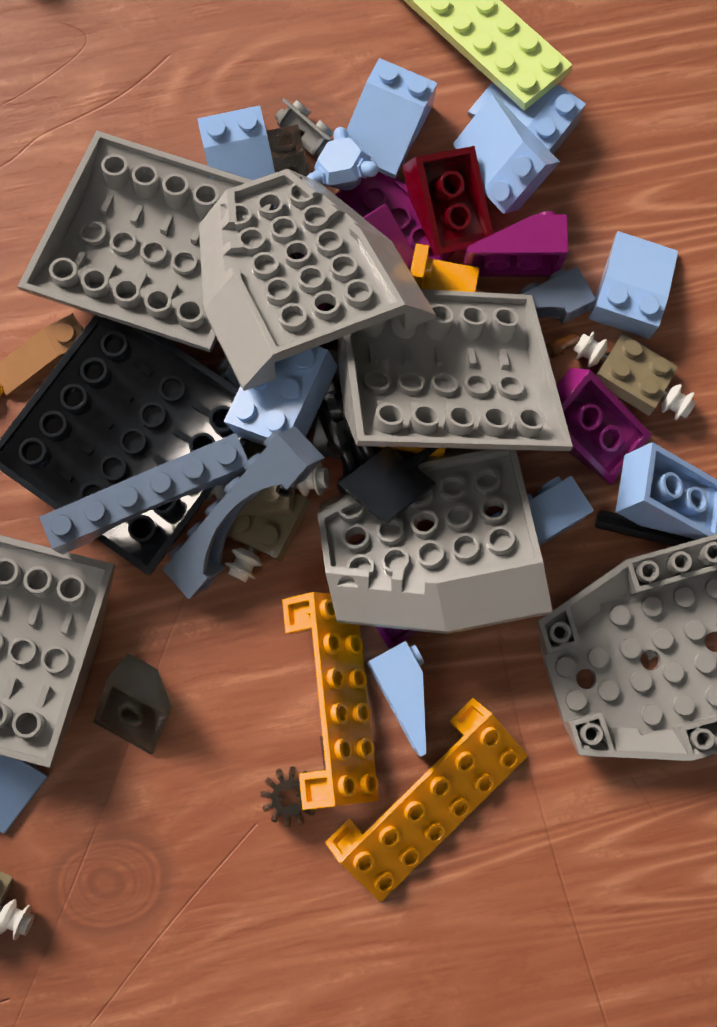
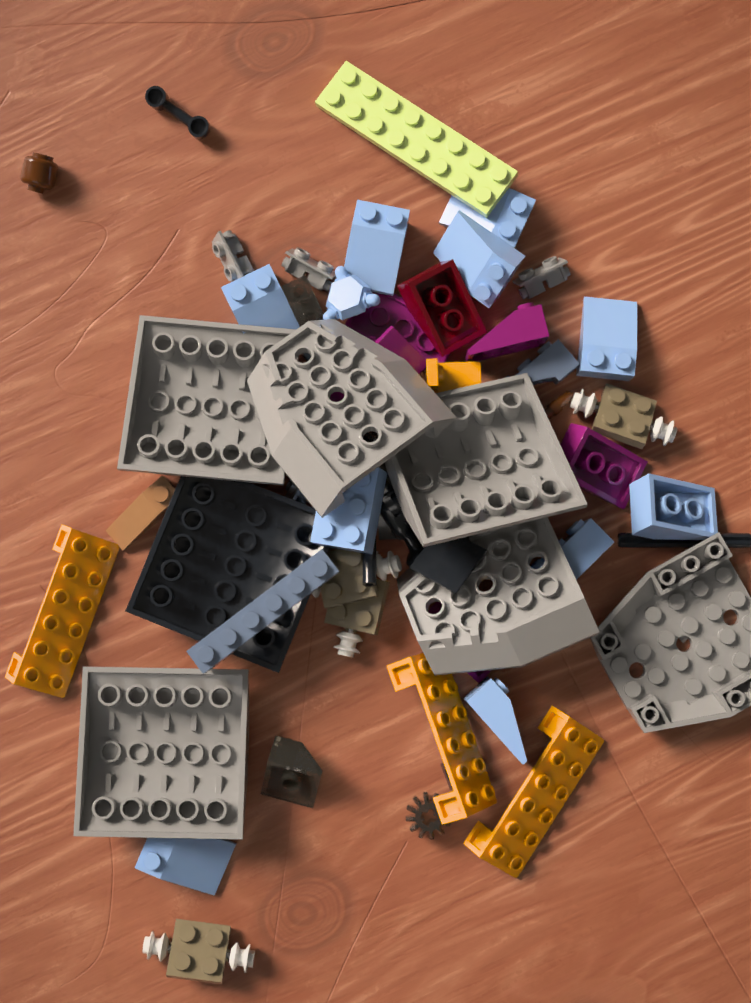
camera: 10 degrees left, 5 degrees up
(219, 84) = (226, 248): none -> light grey hinge
(285, 461) = (367, 569): sand blue arch -> none
(586, 194) = (551, 271): none -> light grey hinge

